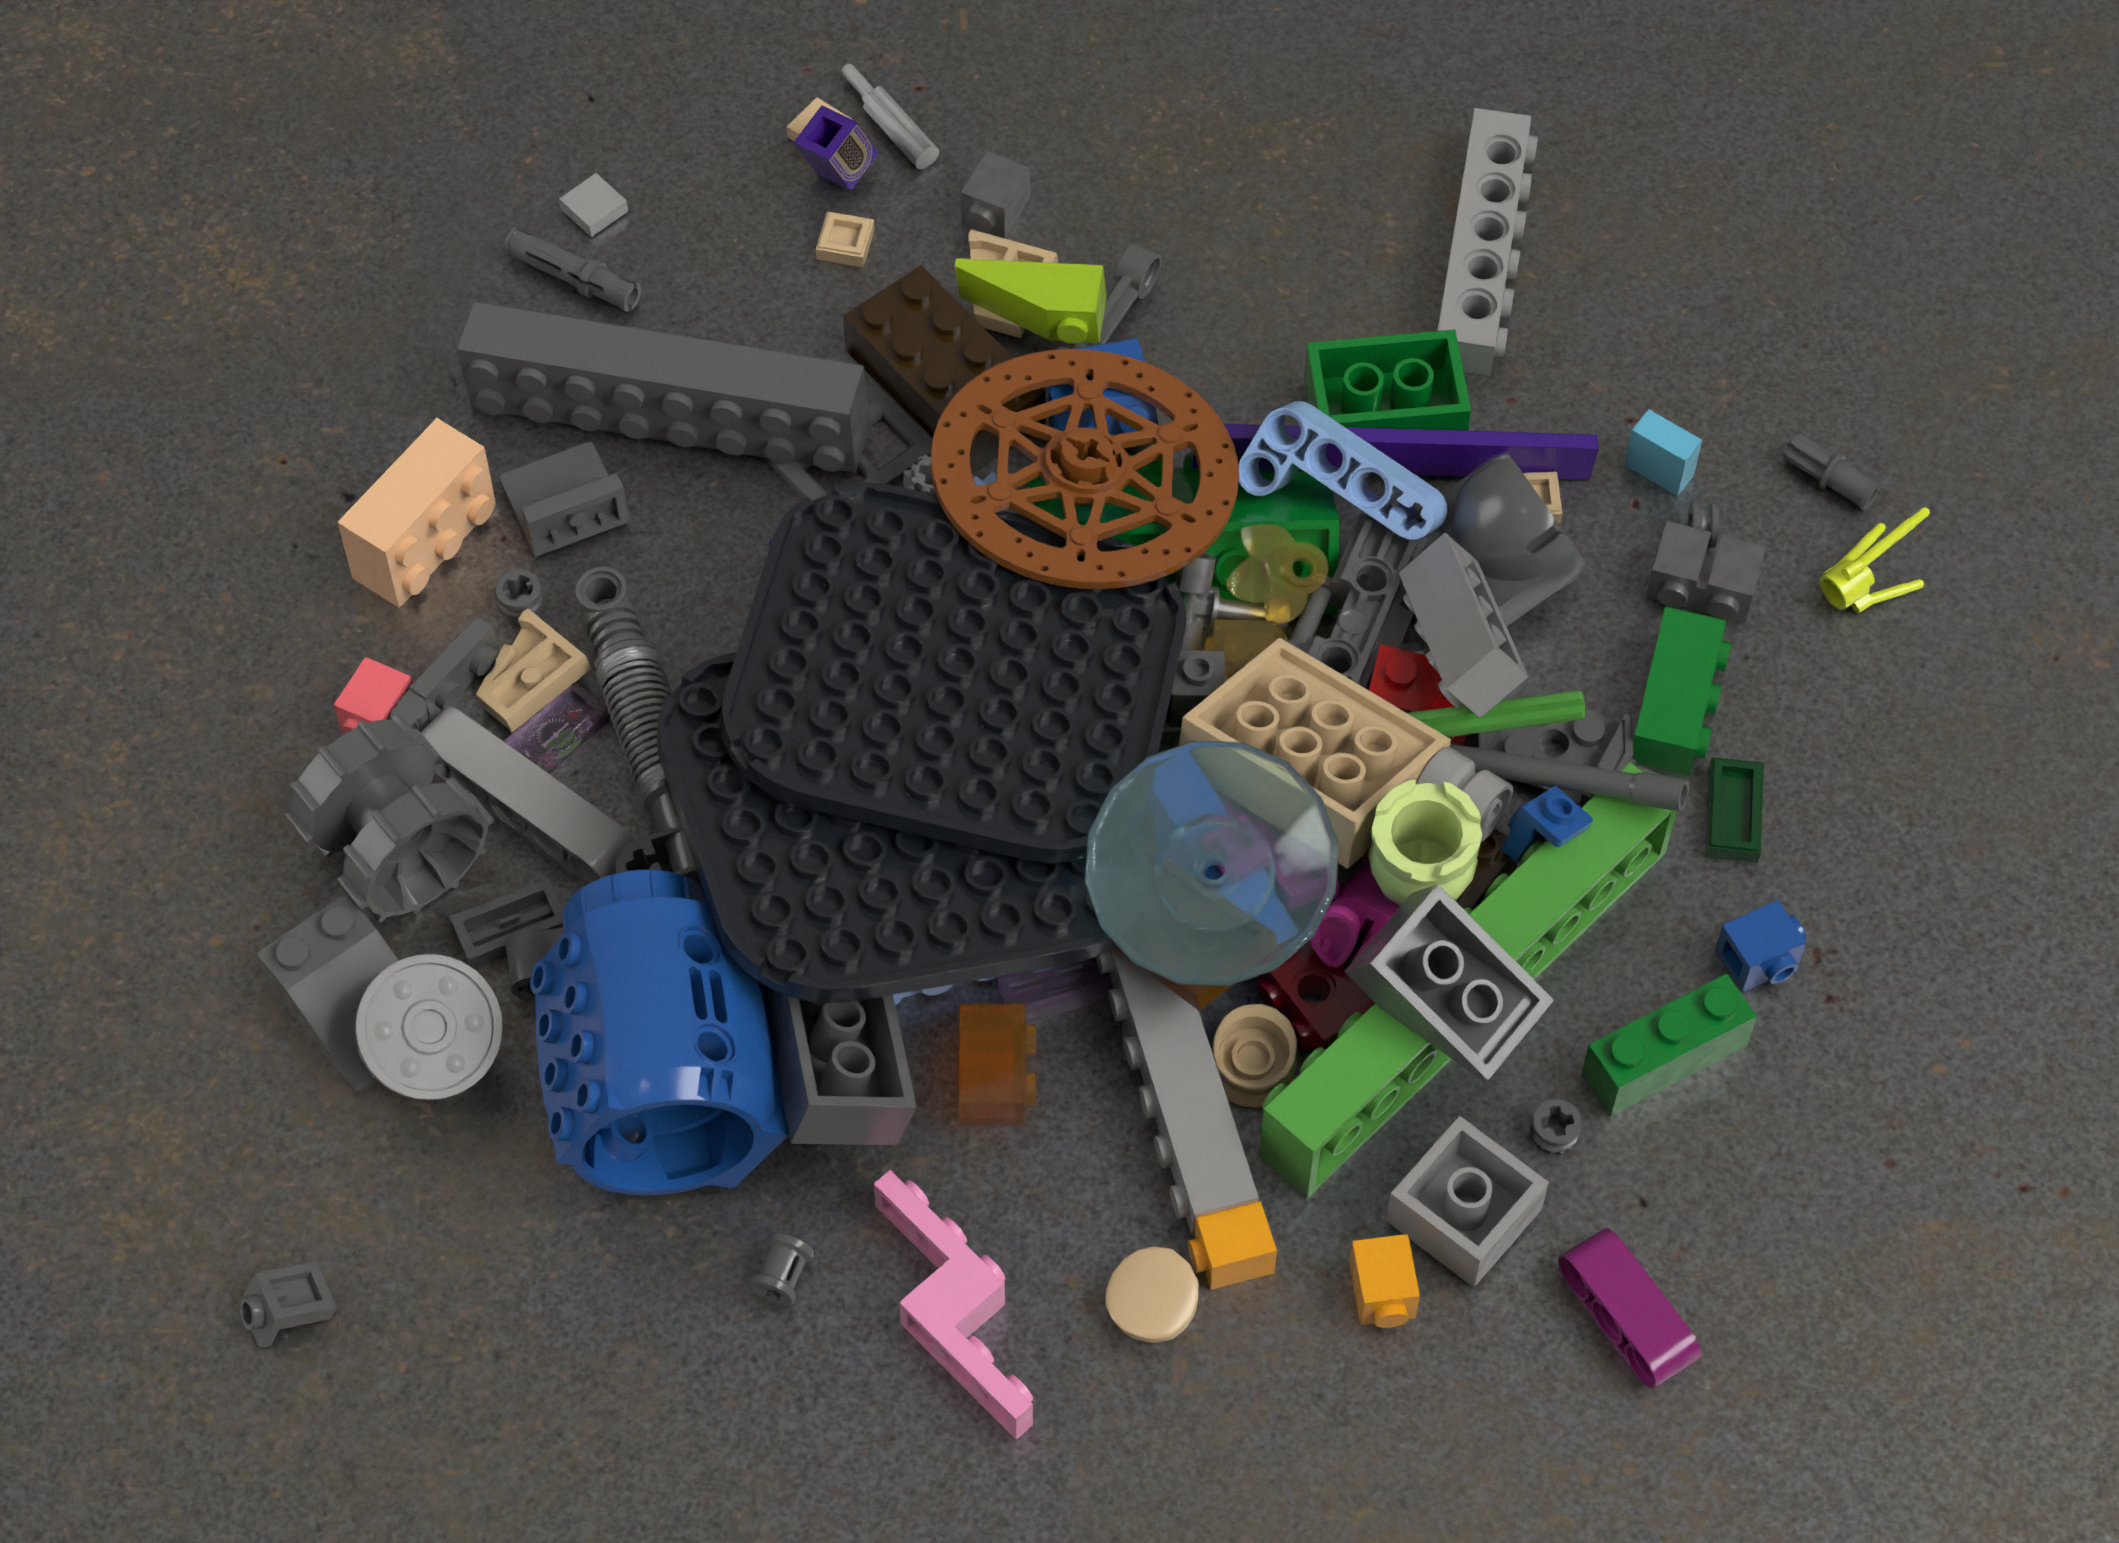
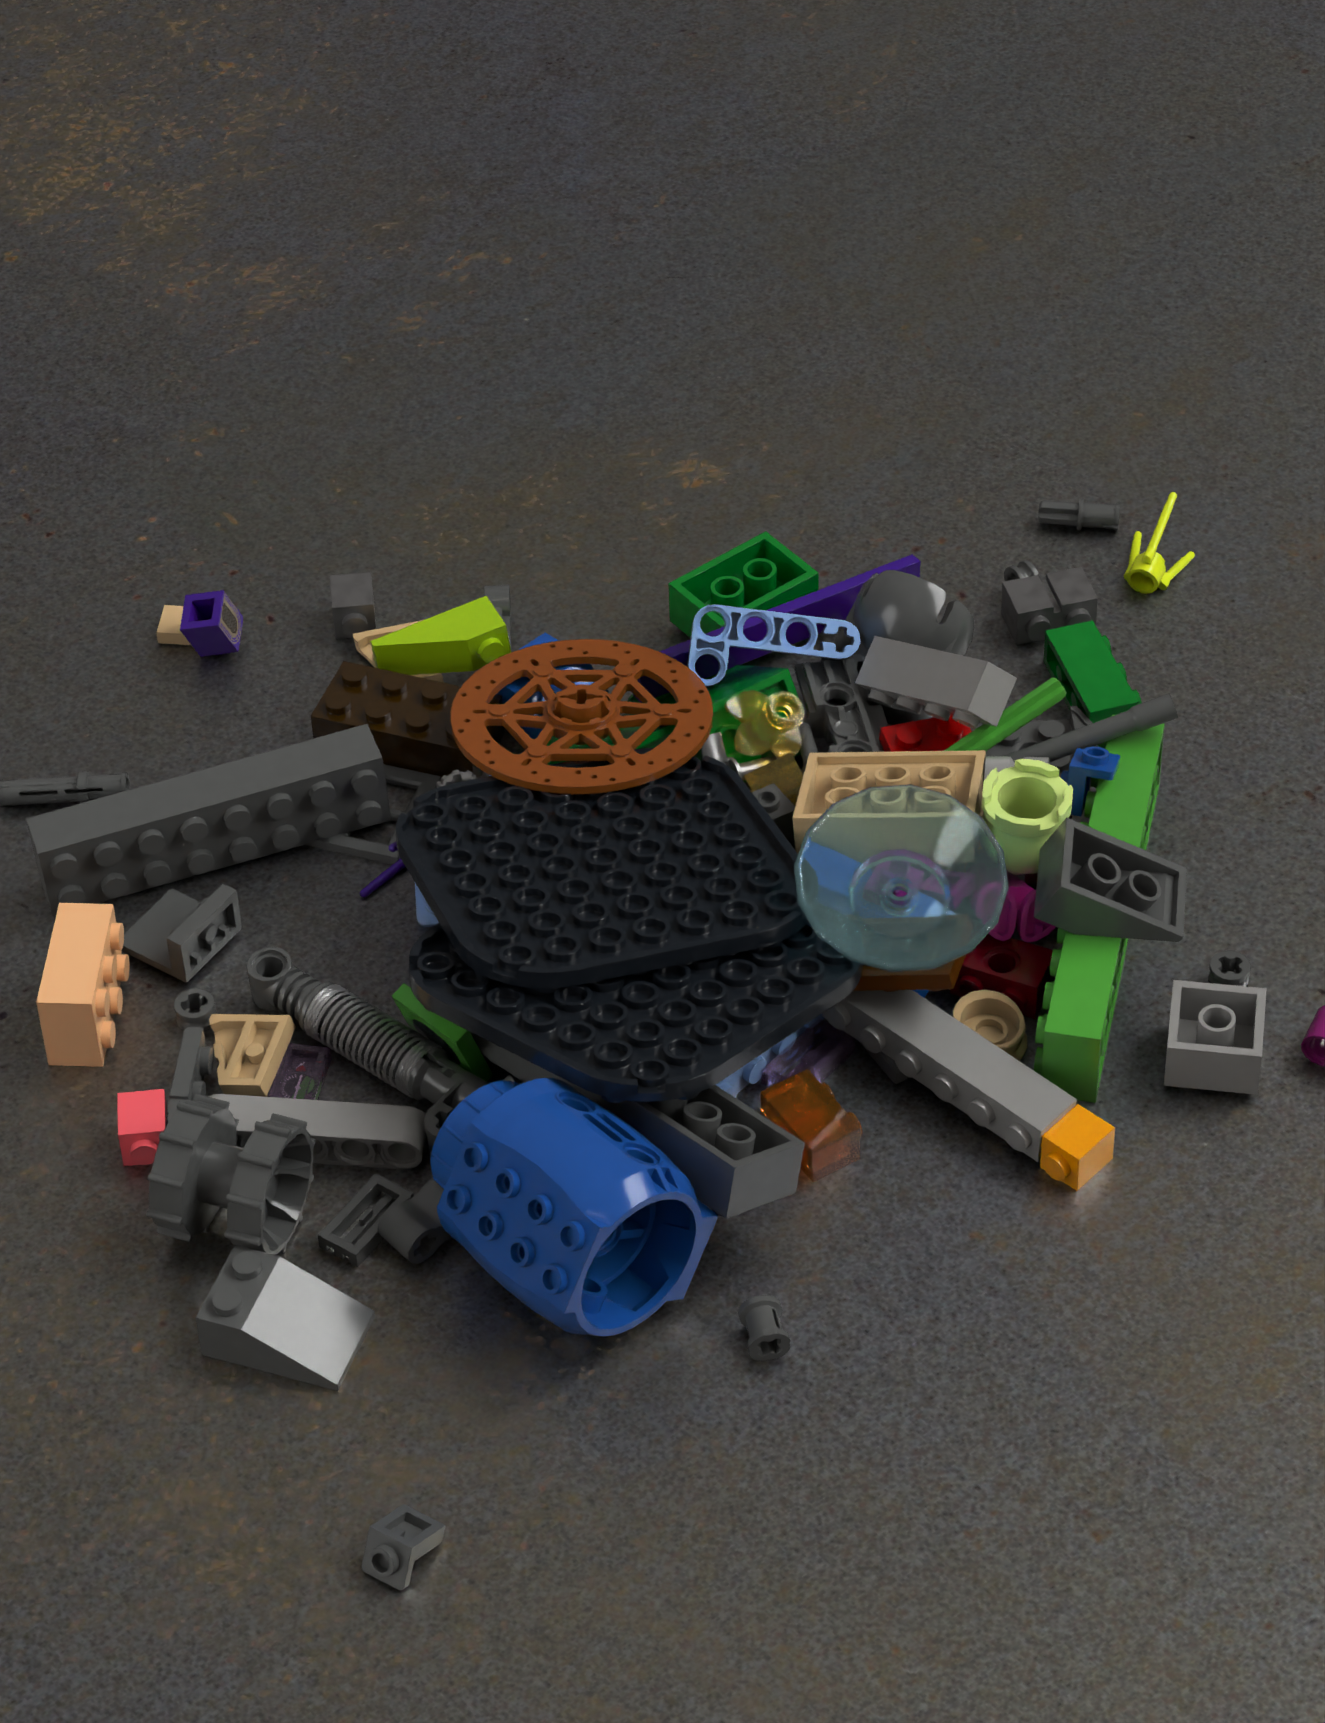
camera: 30 degrees left, 15 degrees down
(428, 1027) = (375, 1297): light grey wheel -> none
(593, 204) = (43, 745): light grey tile -> none
(845, 239) = (258, 684): tan tile -> none
(893, 120) = (243, 597): light grey axle -> none
(954, 1303) = (908, 1284): bright pink bracket -> none
(1152, 1295) = (1044, 1208): tan piece -> none
(1384, 1280) = (1197, 1116): light orange brick -> none
(1484, 235) = (725, 473): light grey brick -> none
(1663, 452) = (961, 549): medium azure piece -> none
(1668, 1044) = (1265, 884): green brick -> none
(1734, 809) = (1191, 740): dark green tile -> none
(1761, 946) = (1275, 800): blue brick -> none

